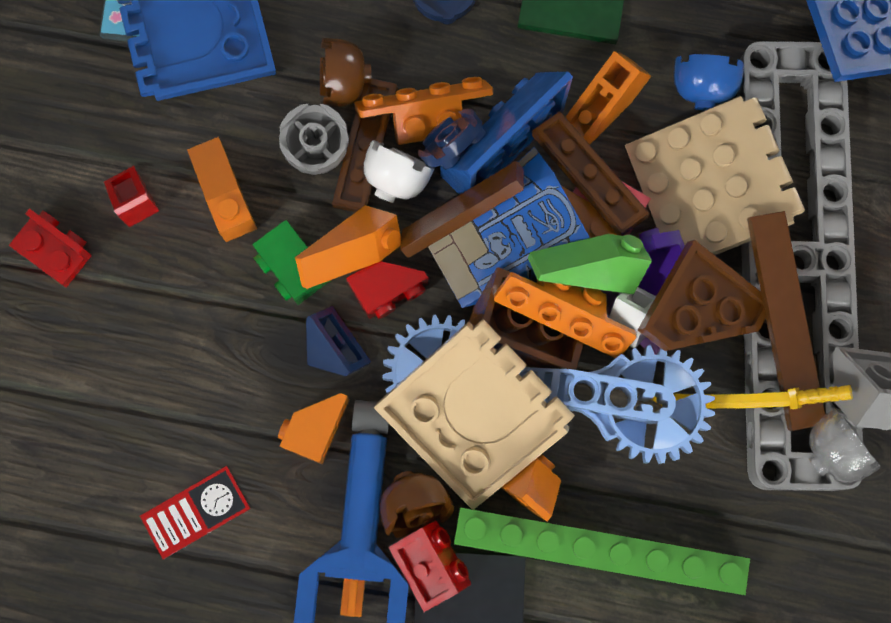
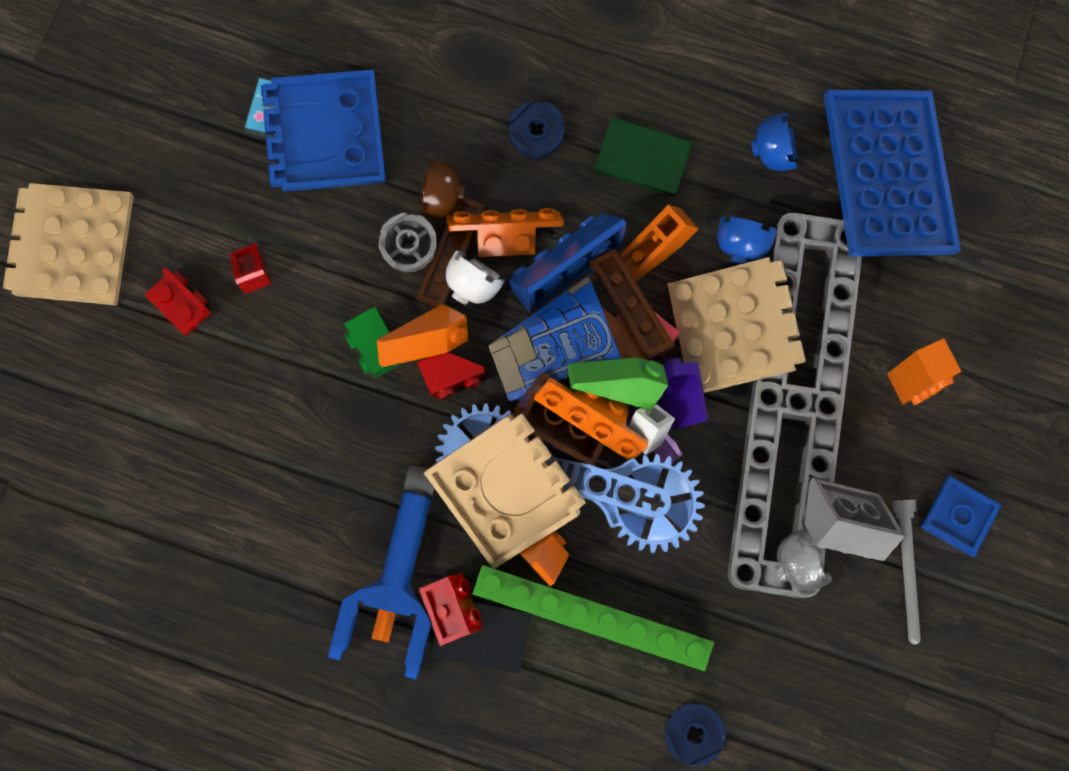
camera: 10 degrees right, 0 degrees up
(194, 512) = (265, 537): sticker -> none
(221, 190) = (326, 273): orange slope -> none
(313, 428) = (372, 482): orange slope -> none
(332, 344) = (398, 415): dark blue slope -> none
(413, 503) = (445, 555): reddish brown cylinder -> none
(450, 139) = (521, 259): dark blue plate -> none
(462, 209) = (520, 319): reddish brown tile -> none
(702, 302) = (707, 426): reddish brown plate -> none
(785, 313) = (774, 449): reddish brown tile -> none
(792, 398) = (769, 514): yellow sword -> none

